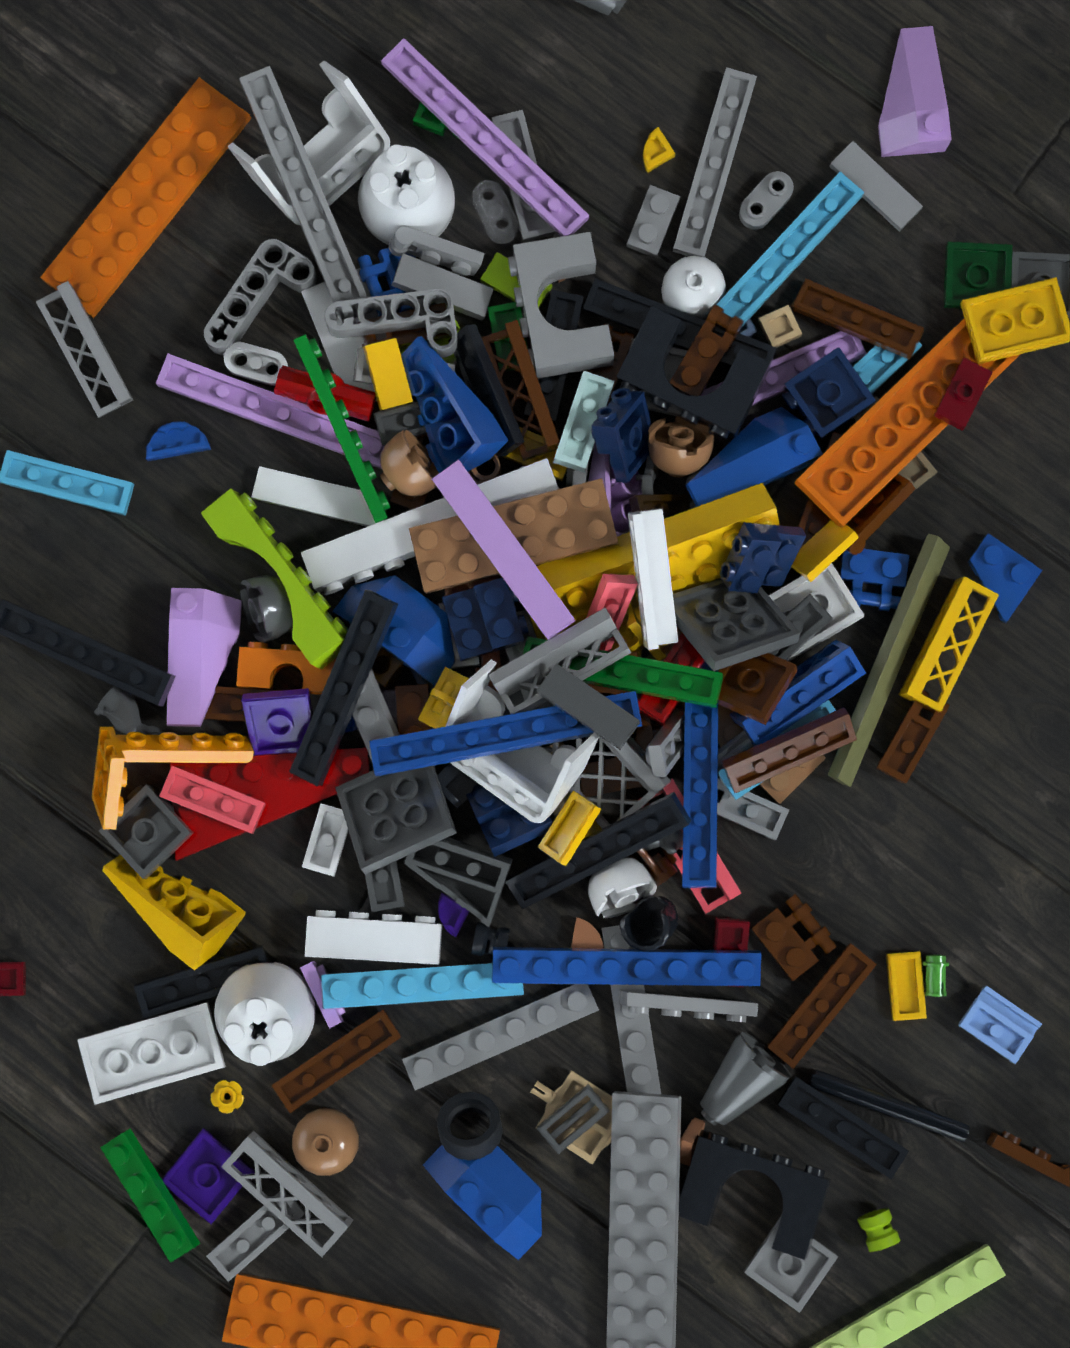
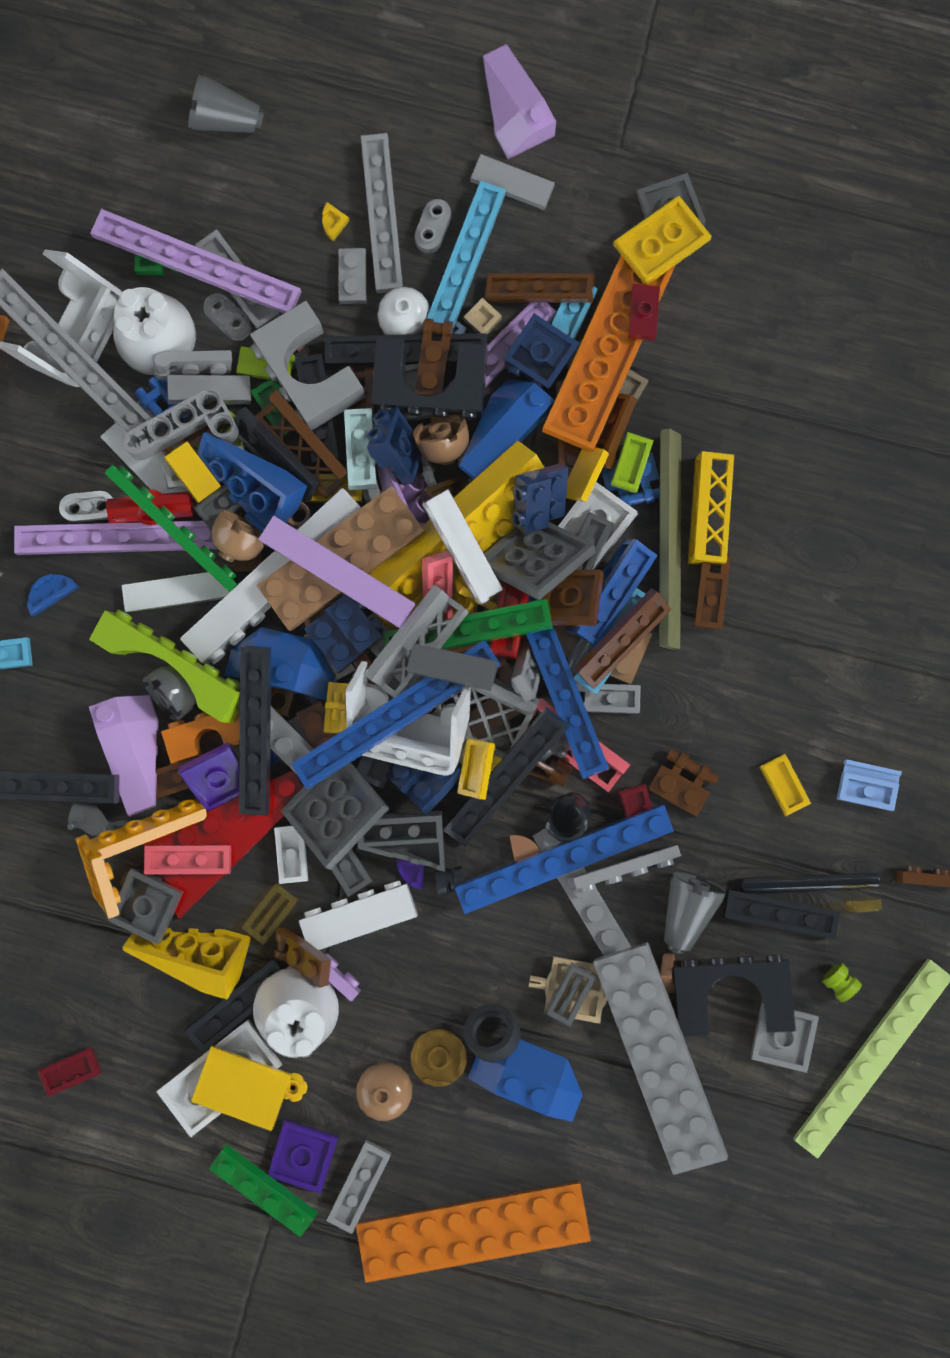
camera: 20 degrees left, 0 degrees up
(172, 1073) = (241, 1087): none -> yellow tile
(255, 299) = (66, 457): light grey beam -> none
(284, 907) = (284, 895): none -> clear yellow tile
(295, 957) = (302, 957): none -> reddish brown plate
(297, 1184) = (375, 1134): light grey fence -> none
(336, 1061) = (367, 1024): reddish brown plate -> none
(399, 1129) = (438, 1057): none -> pearl gold tile
(413, 986) = (403, 941): medium azure plate -> none
(499, 1035) = (486, 951): light grey plate -> none
(618, 886) = (532, 797): white cylinder -> none
(821, 1005) = (726, 826): reddish brown plate -> none
(880, 557) = (631, 462): none -> lime tile
(935, 975) = (804, 767): bright green pin -> none
(939, 1154) = (864, 905): none -> clear yellow tile
(975, 270) = (614, 216): dark green plate -> none
(1003, 573) = (730, 437): blue wing -> none

